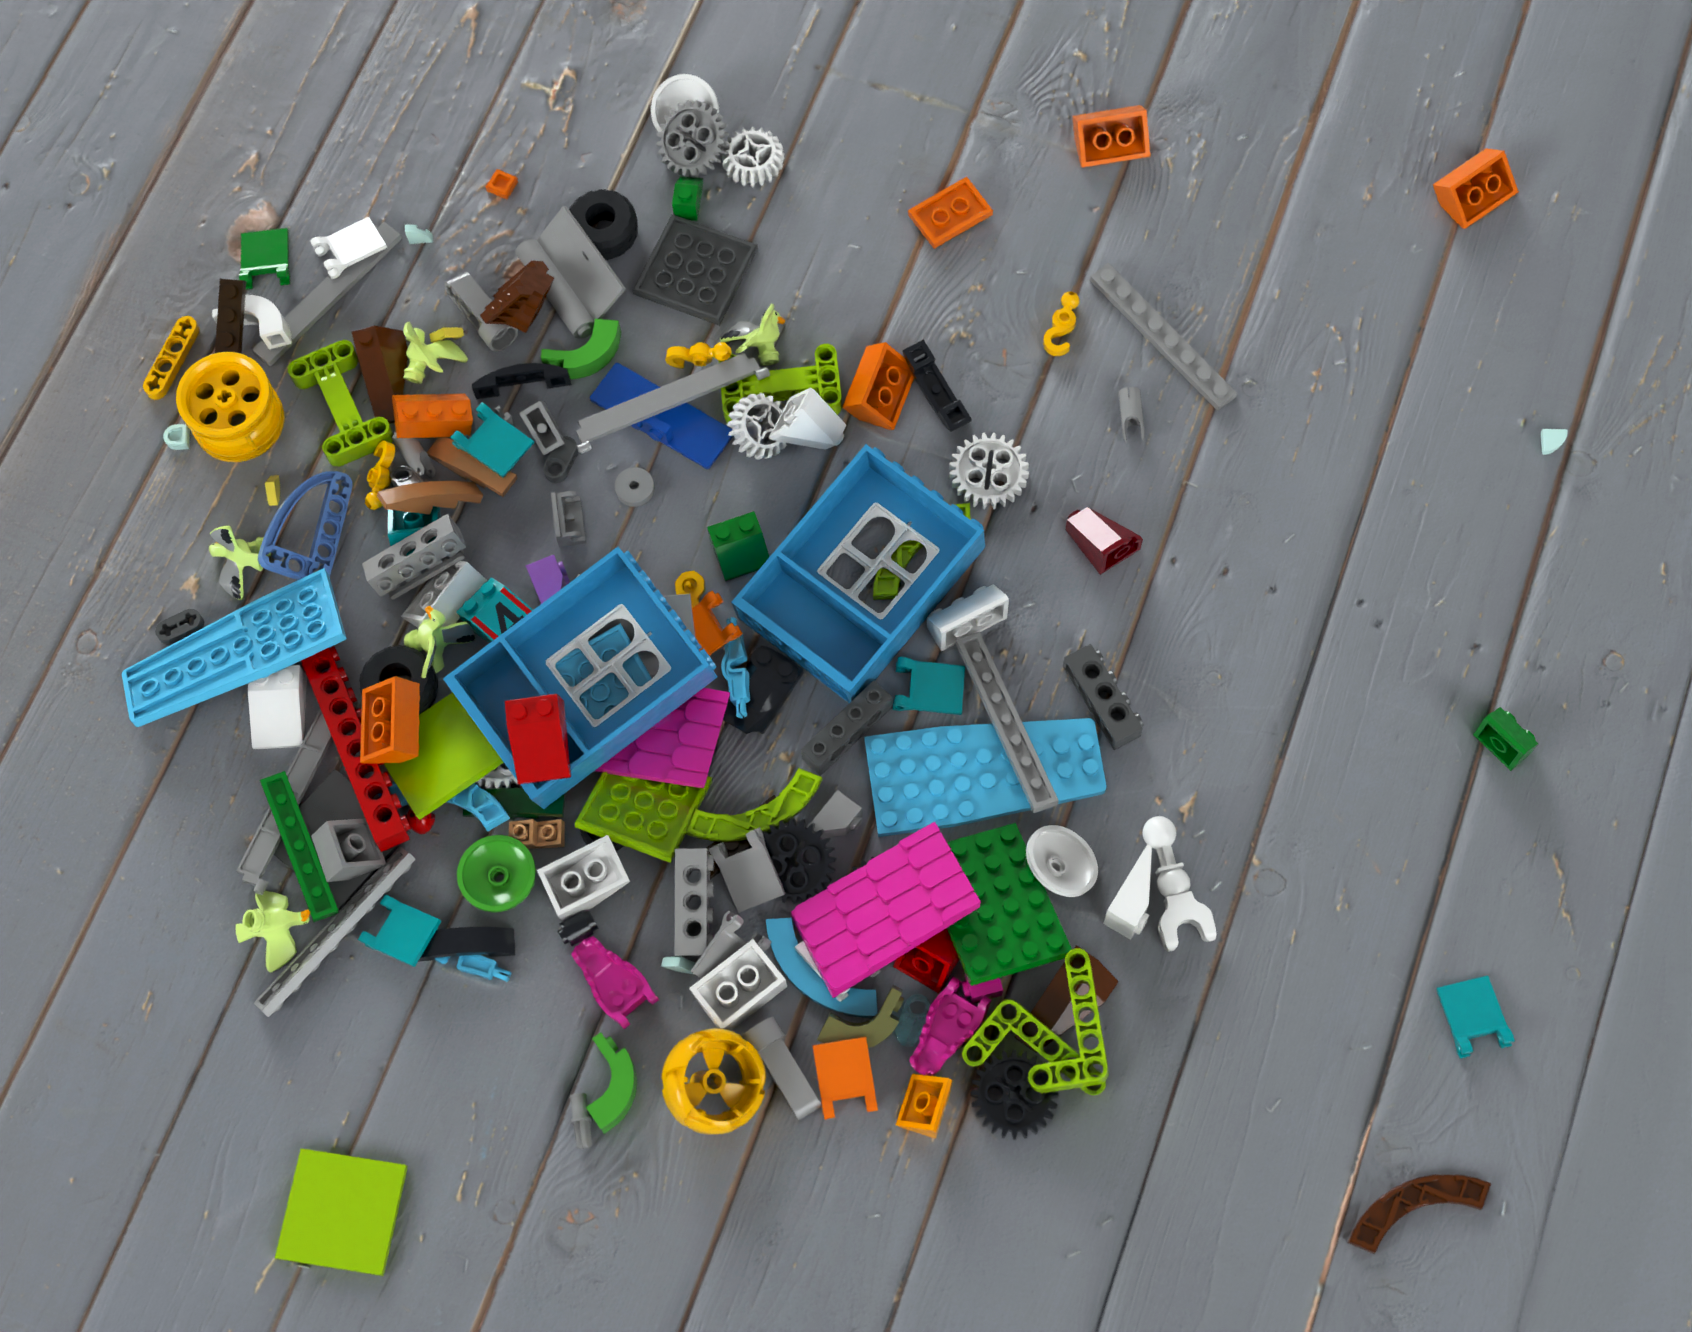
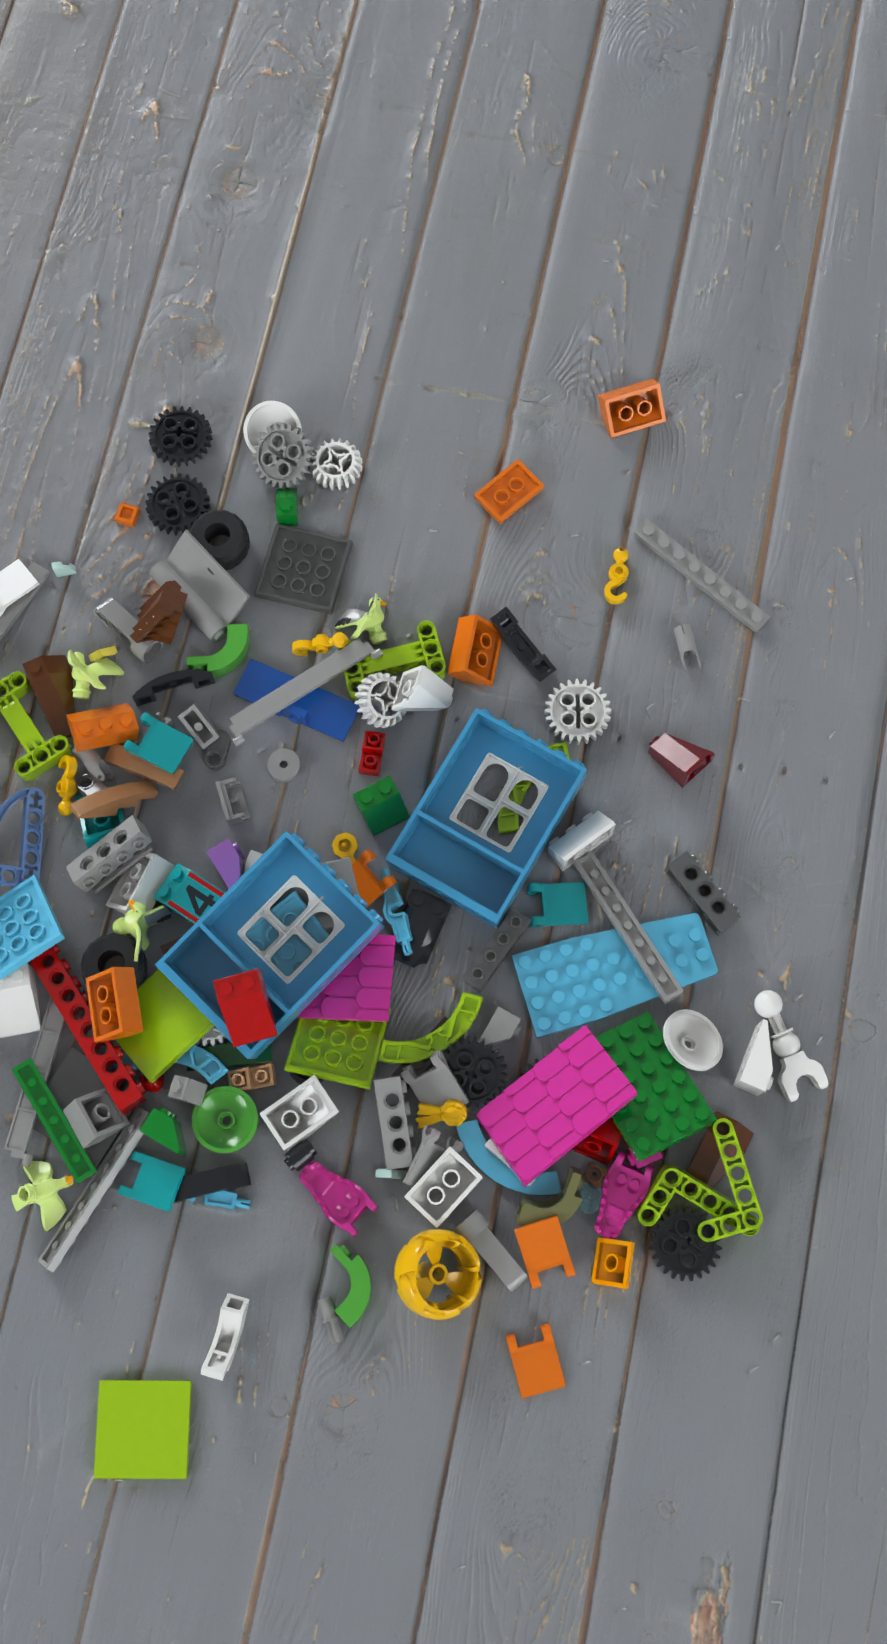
camera: 10 degrees left, 5 degrees up
(423, 872) = (165, 1130): none -> green slope
(457, 833) = (187, 1090): none -> light grey slope
(457, 1120) = (226, 1337): none -> white arch
(541, 185) = (160, 512): none -> black gear
(577, 103) = (180, 436): none -> black gear
(739, 487) = (372, 753): none -> red slope
(762, 904) = (451, 1112): none -> yellow piece
(814, 1208) = (536, 1364): none -> orange flag
(919, 990) = (600, 1173): none -> reddish brown plate

